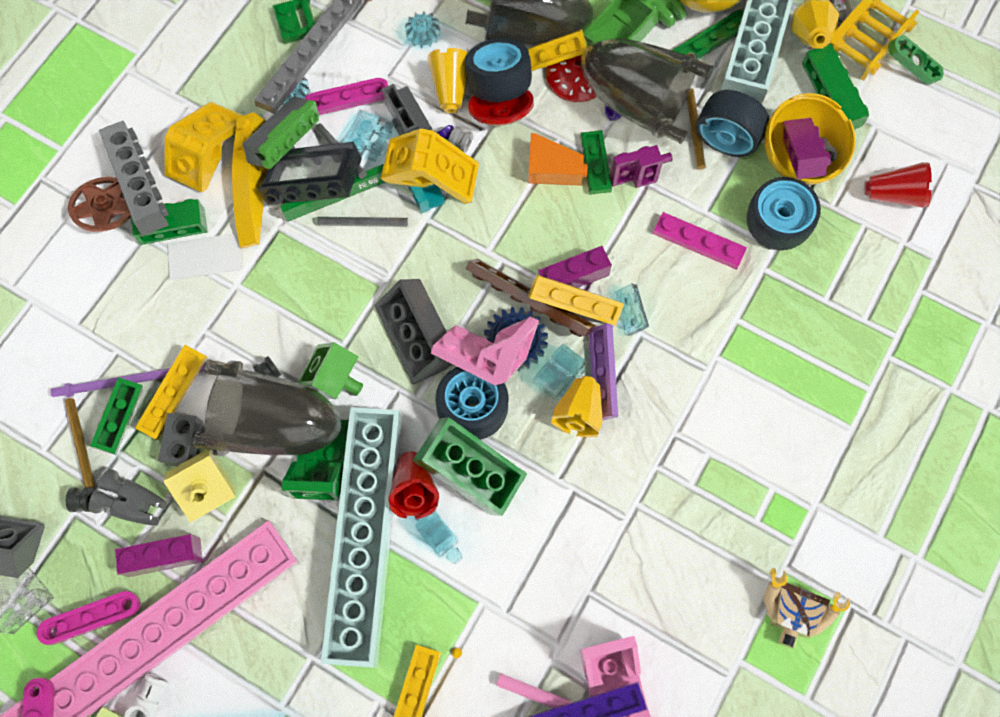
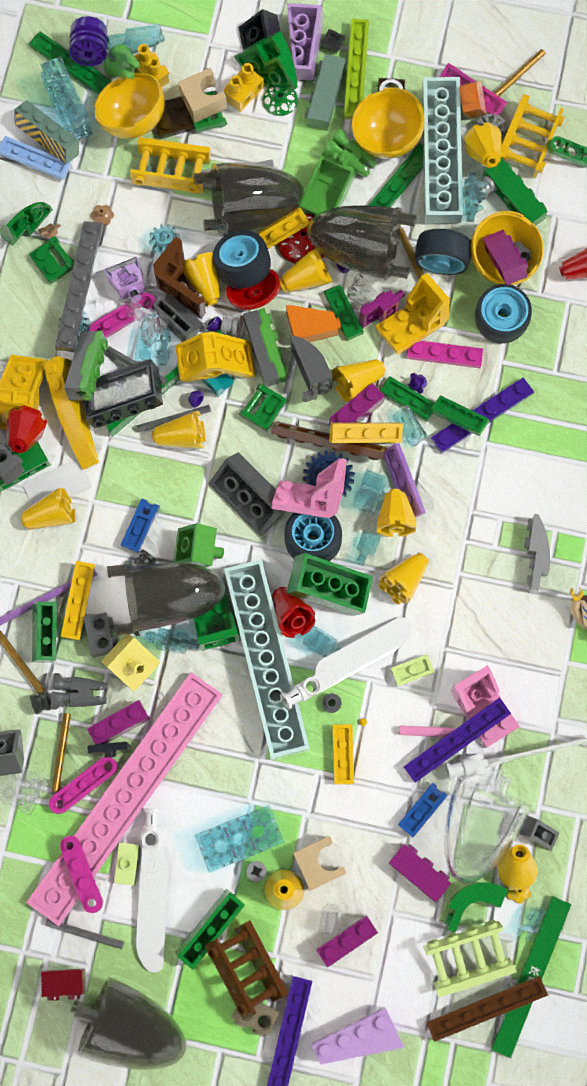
camera: 20 degrees left, 5 degrees up
(81, 568) = (61, 752): none -> pearl gold bar
(131, 585) = (109, 749): none -> black plate
(182, 280) = (50, 511): none -> yellow cone
(187, 179) = (24, 428): none -> red cone
(246, 470) = (151, 637): none -> clear light blue piece
(277, 329) = (139, 526): none -> blue plate
(364, 237) = (181, 432): none -> yellow cone
(366, 57) = (127, 279): none -> lavender torso
(367, 108) = (148, 317): none -> clear bracket
(394, 206) = (196, 398): none -> dark purple piece
(413, 68) = (171, 279): none -> reddish brown bracket
(433, 615) = (331, 709): none -> dark grey plate
(464, 569) = (350, 660): none -> white piece
(471, 243) = (267, 411): none -> green plate
(492, 173) = (265, 348): none -> piece
(535, 434) = (367, 545): none -> clear light blue plate
(538, 209) = (312, 367): none -> dark grey piece
(539, 607) = (412, 670): none -> yellowish green plate
(566, 106) = (306, 273): none -> yellow cone
(566, 488) = (404, 578): none -> yellow cone
(586, 233) = (356, 377): none -> yellow cone
(622, 139) = (361, 290): none -> clear slope
(634, 272) = (405, 396): none -> green tile
(656, 263) = (417, 382): none -> dark purple plate
(689, 187) = (424, 313): none -> yellow bracket
(695, 314) = (459, 415): none -> green plate
(722, 323) = (490, 409): none -> dark purple plate
(745, 500) = (538, 546): none -> light grey slope
(787, 66) = (472, 196): none -> clear light blue piece
(803, 72) = (490, 186): none -> light grey wheel

